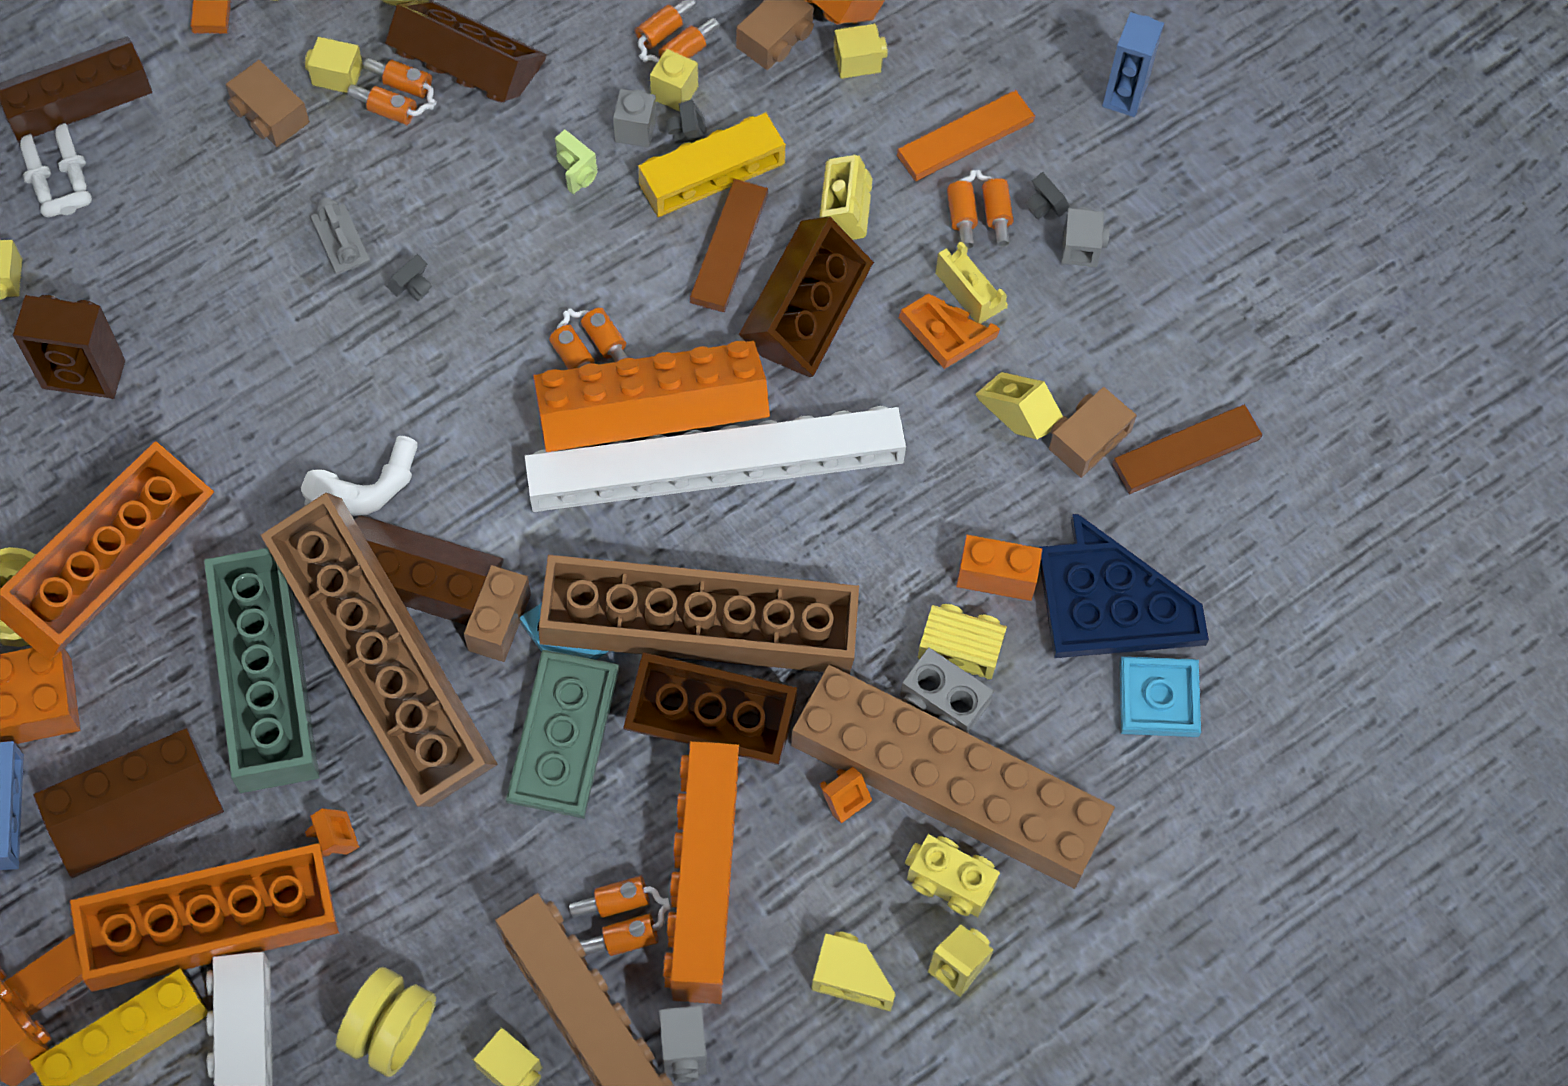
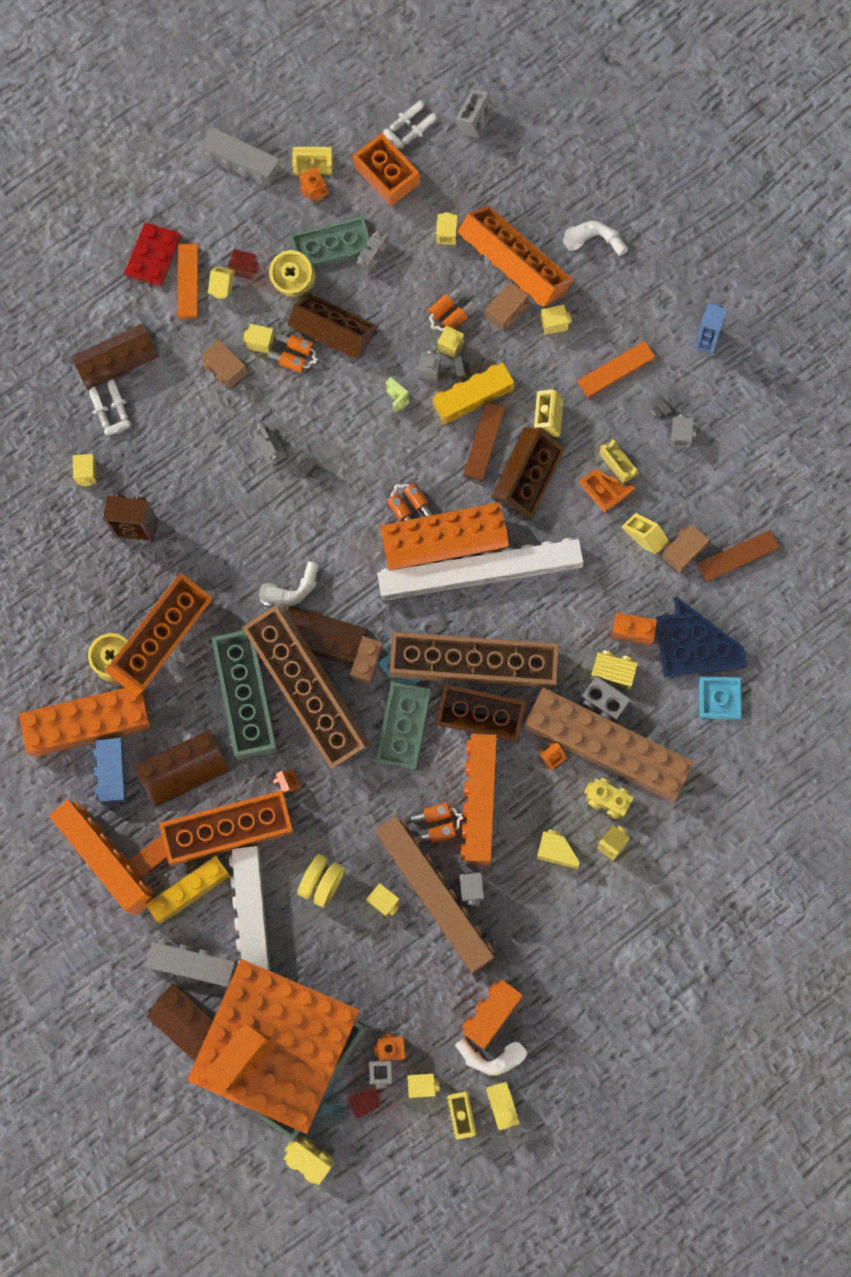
camera: 10 degrees right, 10 degrees up
(996, 203) = (614, 415): orange piece -> none

